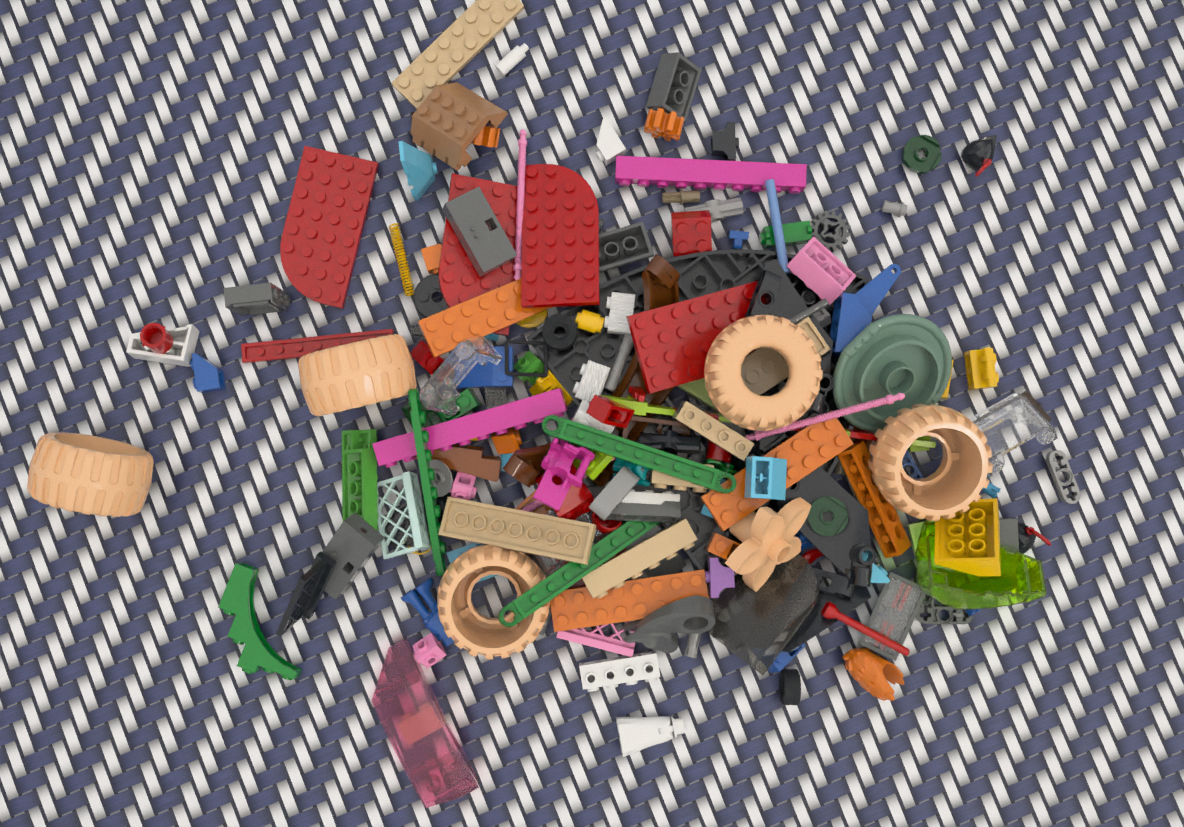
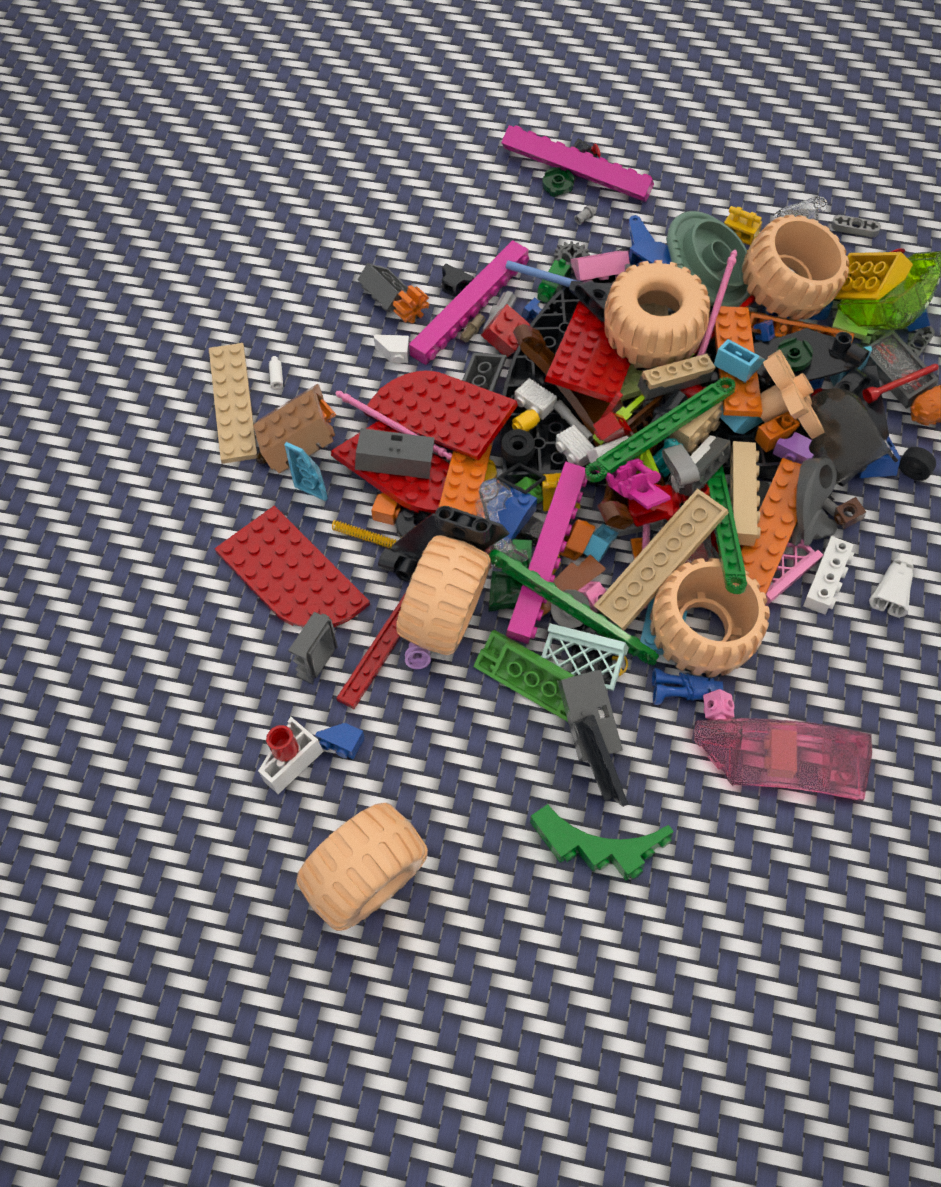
camera: 55 degrees left, 25 degrees down
(402, 318) = (448, 522): none -> black panel
(698, 656) = (852, 506): none -> reddish brown brick
(843, 473) = (767, 330): none -> blue tile
(954, 158) = (580, 164): none -> dark pink brick

